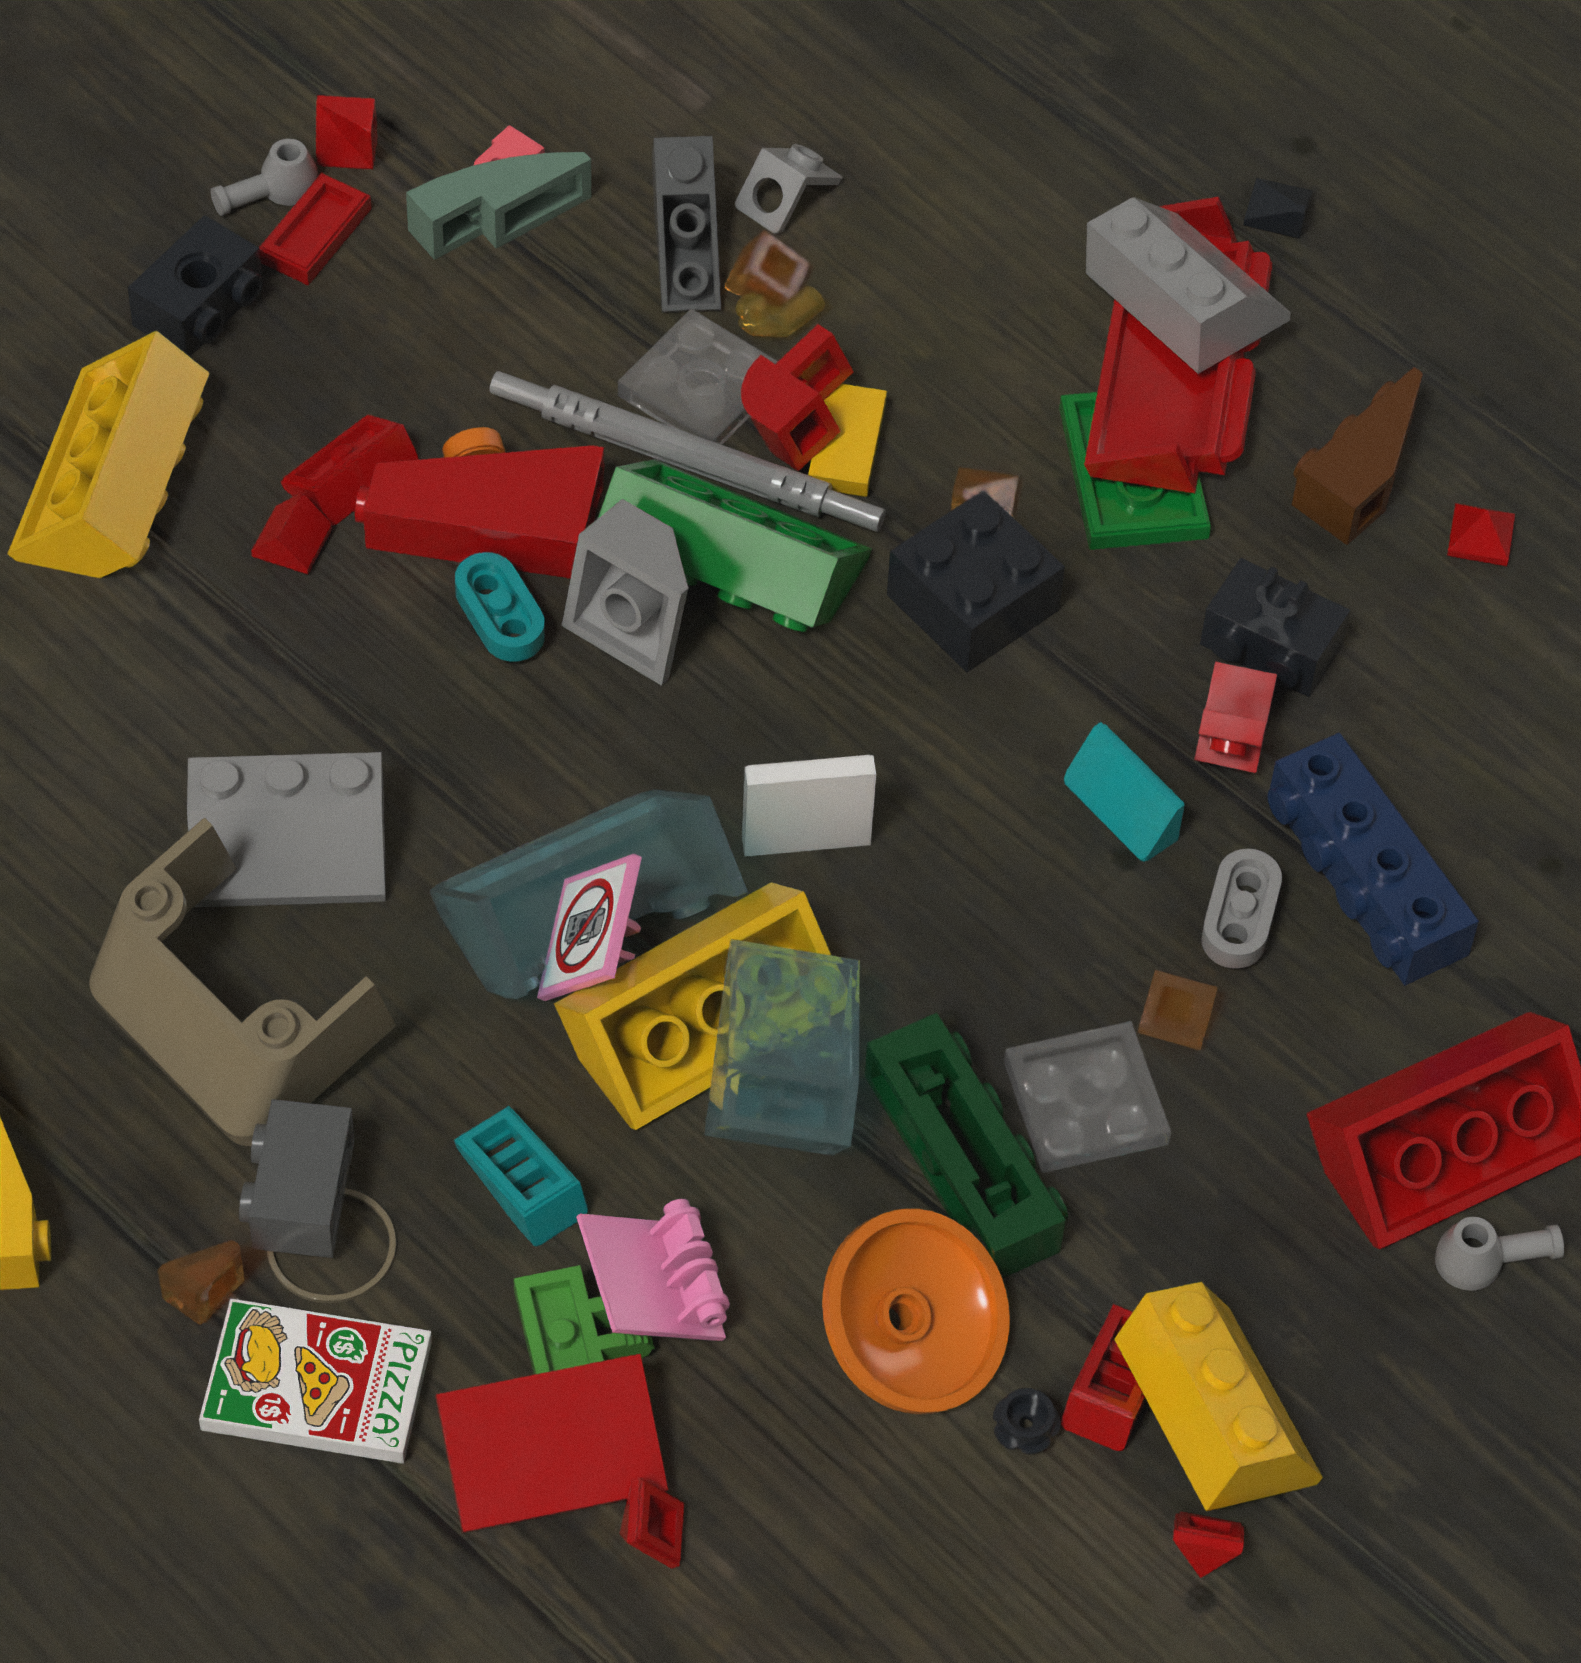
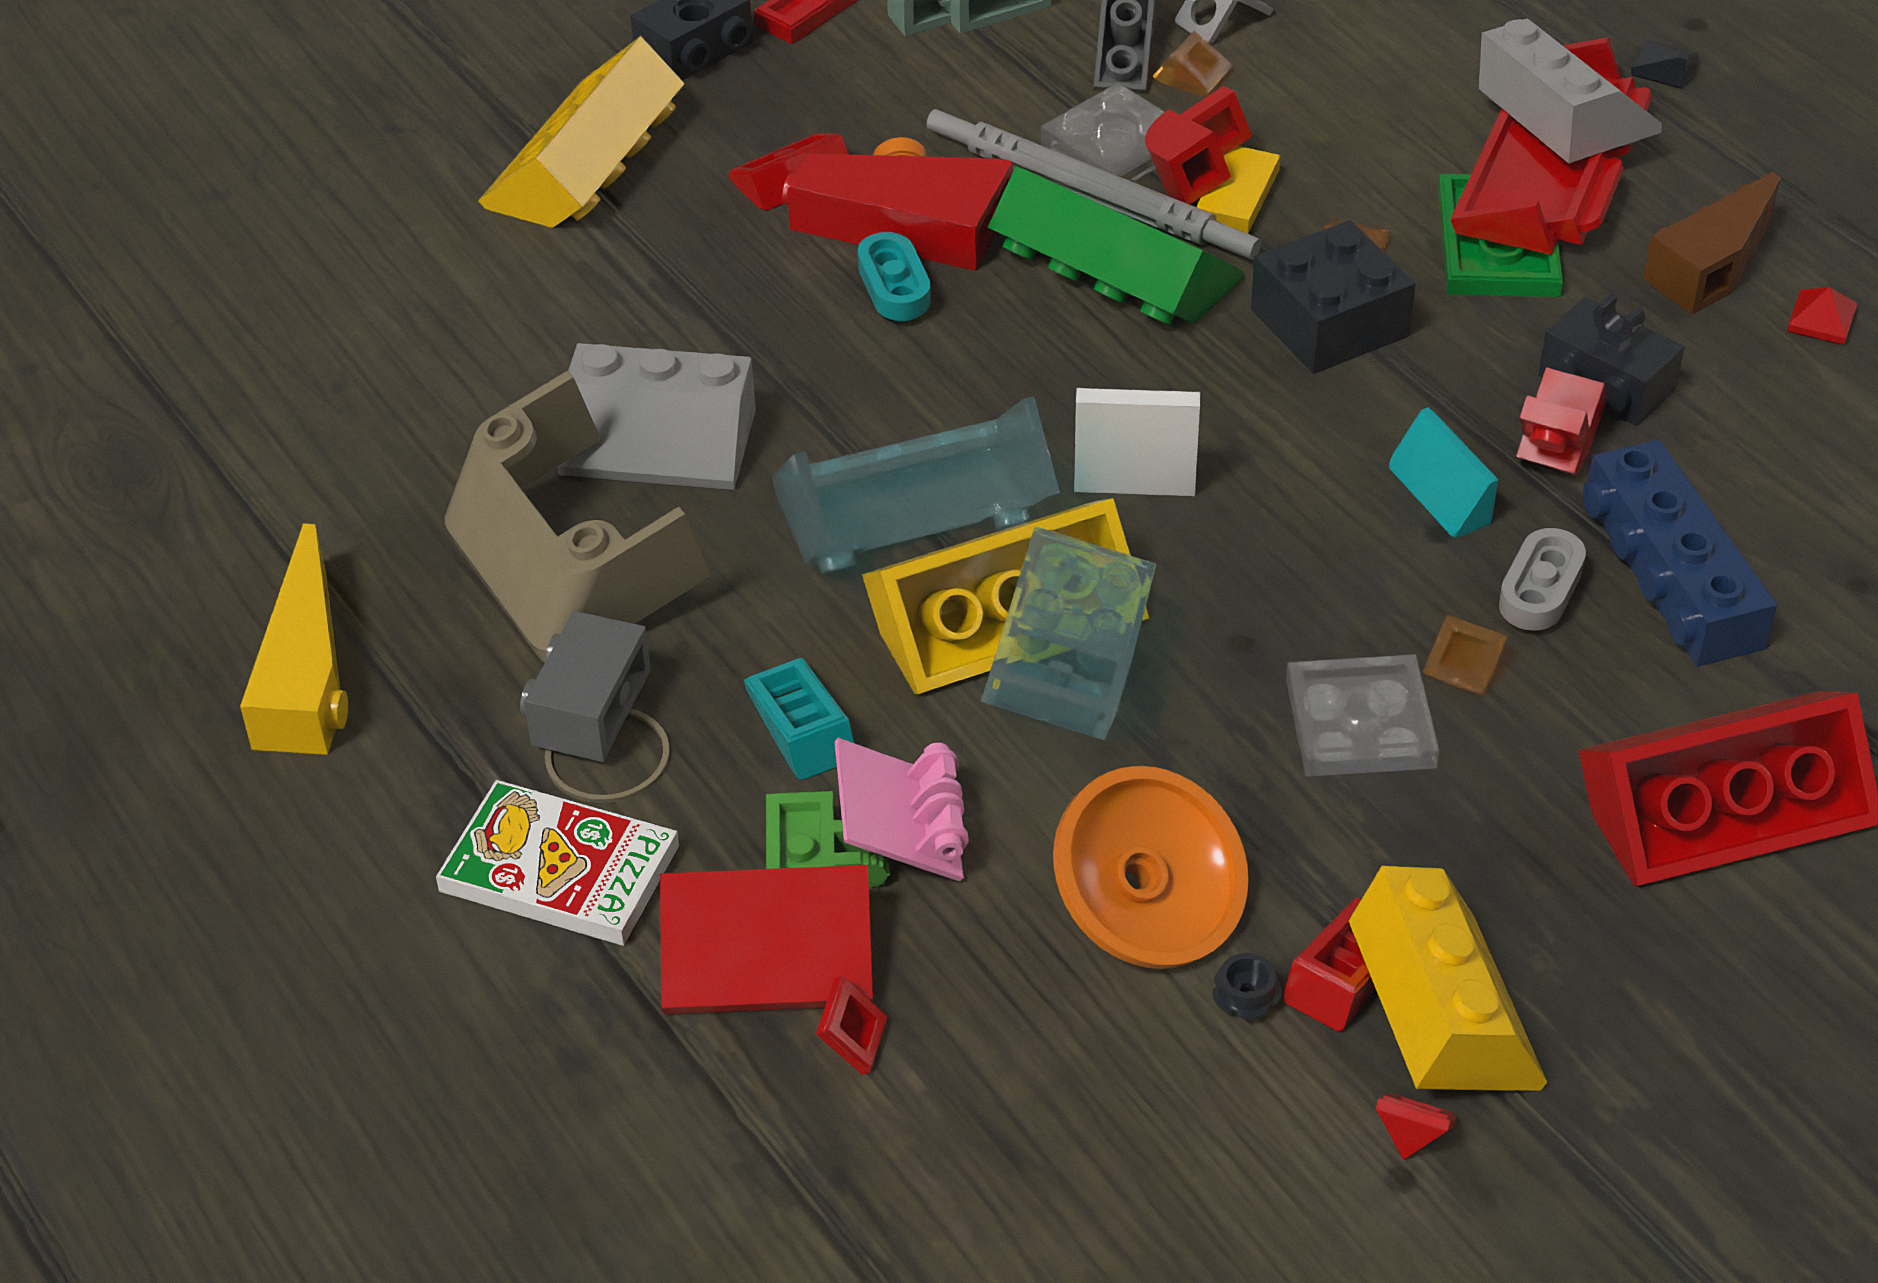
camera: 15 degrees right, 10 degrees down
(202, 1280) = (474, 759): clear orange slope -> none
(293, 535) = (728, 210): red slope -> none
(591, 928) = (911, 514): piece -> none
(628, 590) = (1006, 265): light grey slope -> none
(778, 321) = (1179, 98): clear yellow arm -> none
(907, 1073) = (1275, 805): dark green brick -> none
(1479, 1267) = (1735, 900): light grey bar -> none

